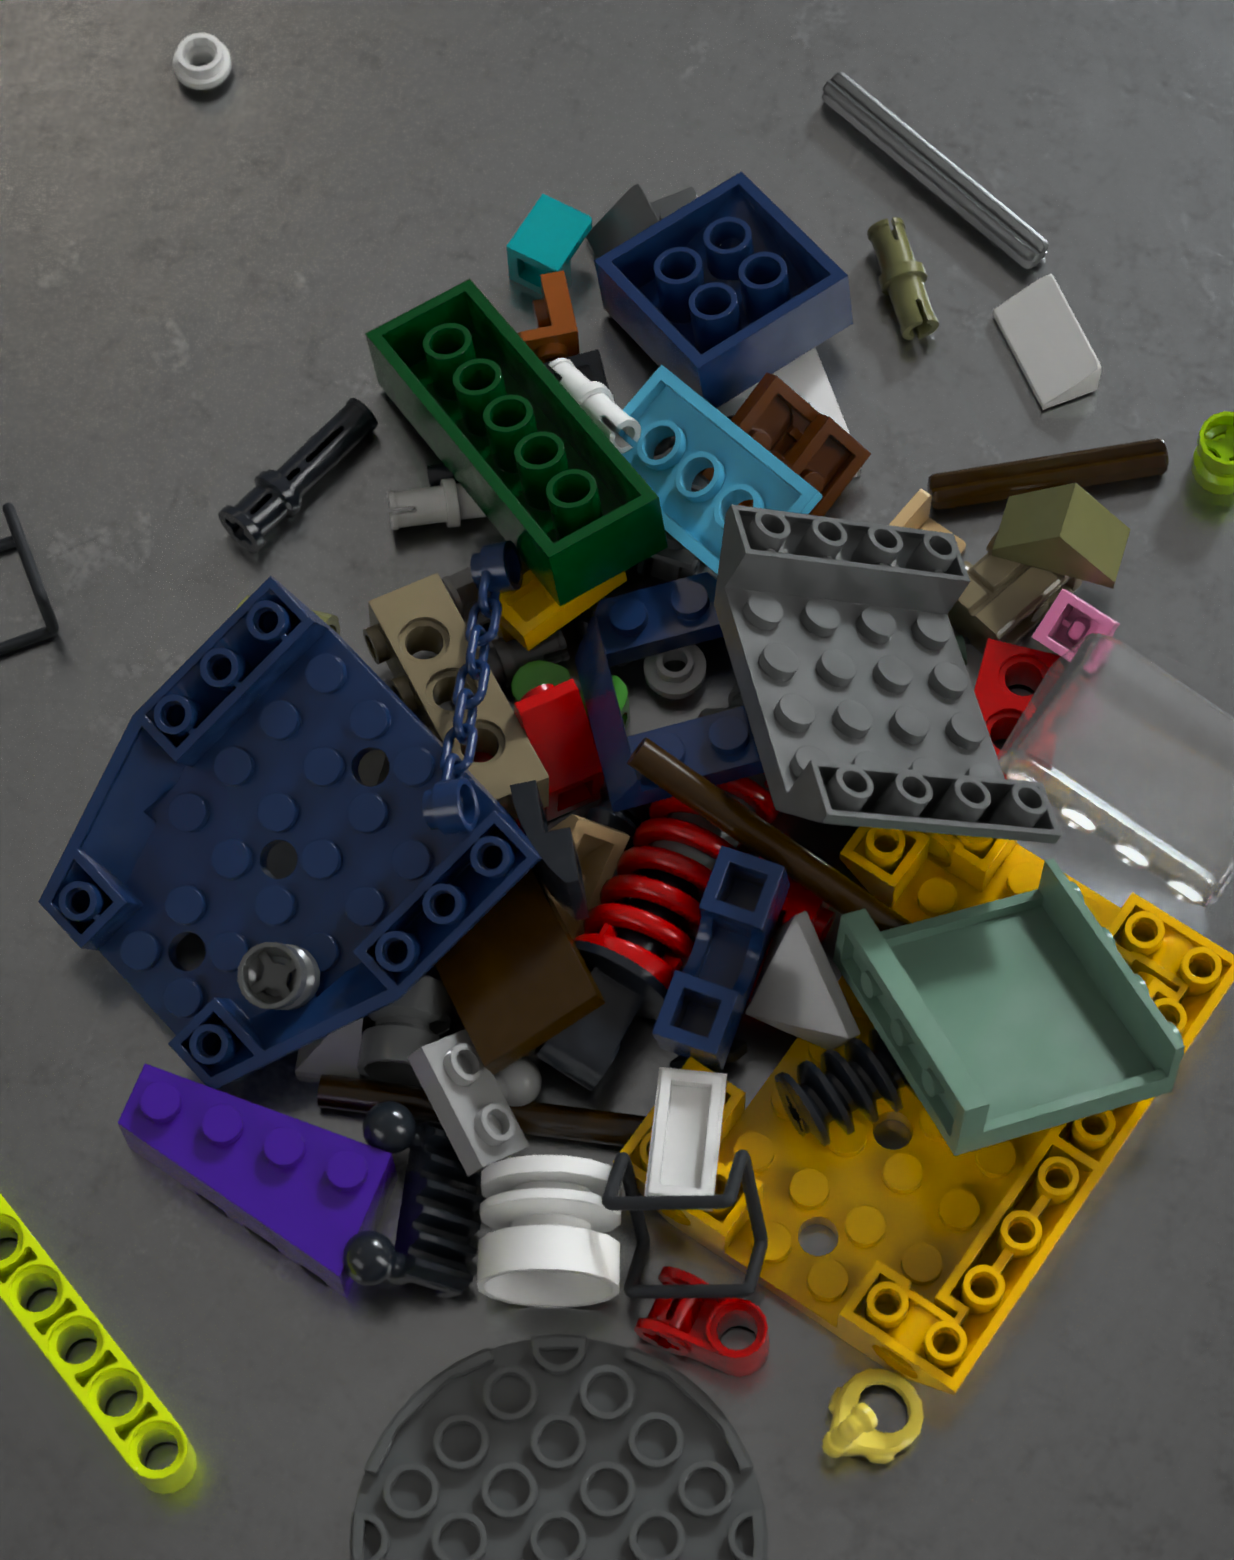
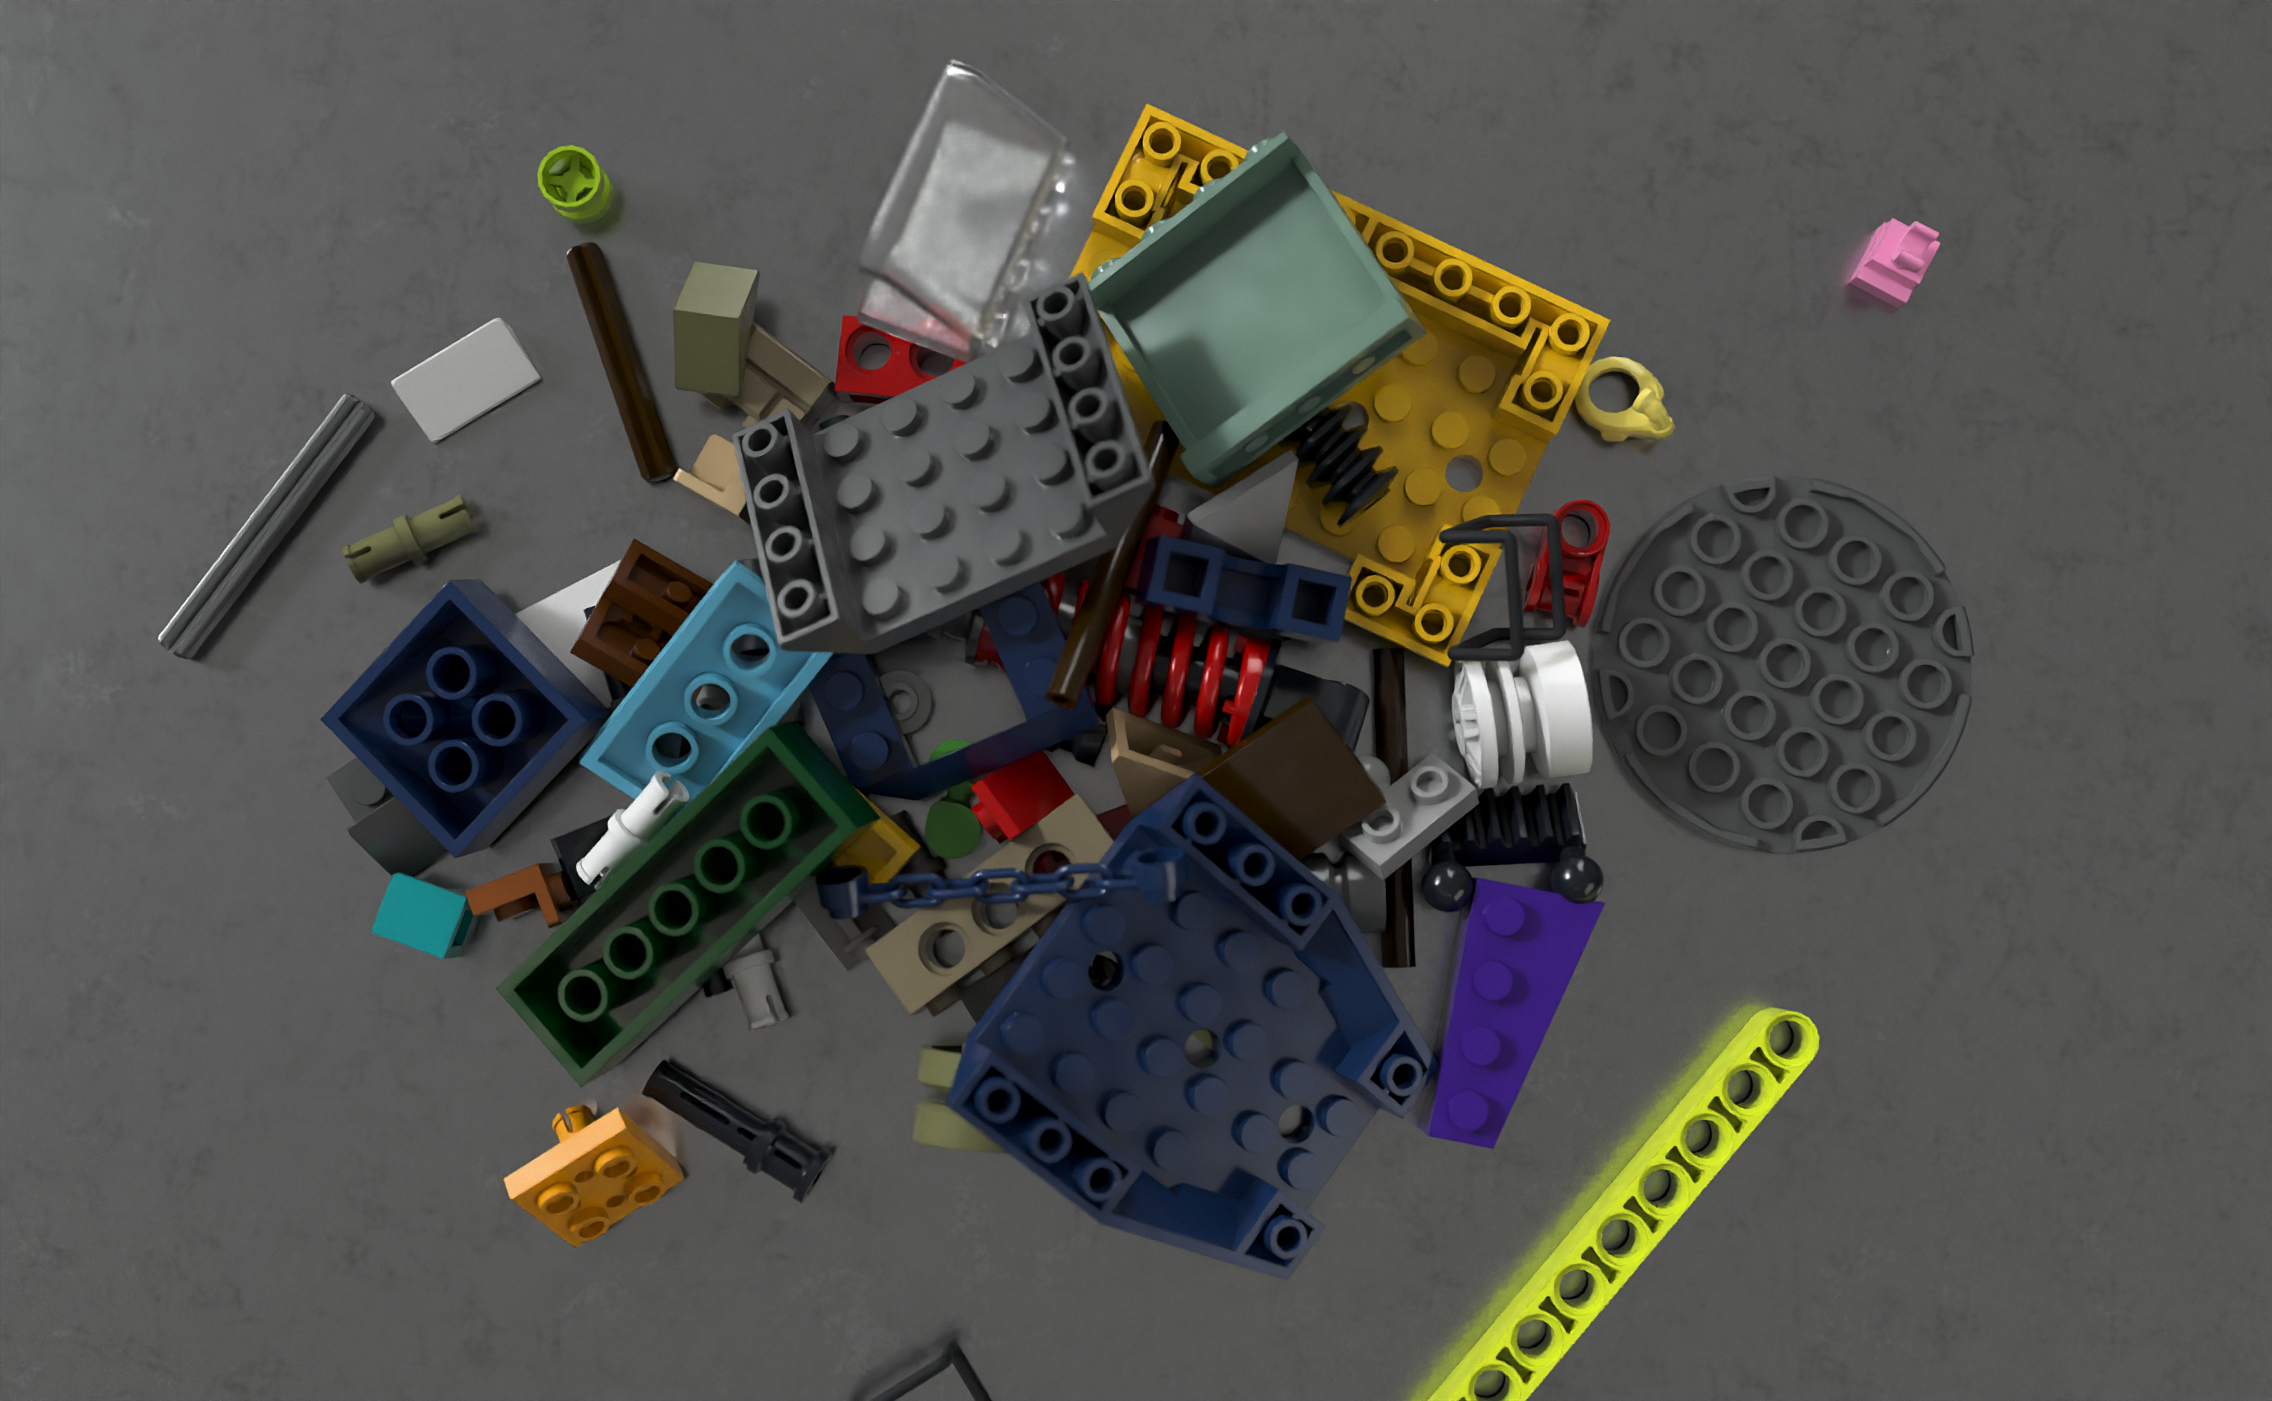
camera: 105 degrees left, 20 degrees up
(201, 49) = (216, 1351): white plate -> none
(266, 979) = (1345, 1020): dark grey wheel -> none
(284, 342) = (593, 1175): none -> light orange plate
(560, 862) = (1169, 767): black slope -> none
(686, 1133) = (1424, 597): white tile -> none
(1070, 622) = (817, 301): bright pink piece -> none

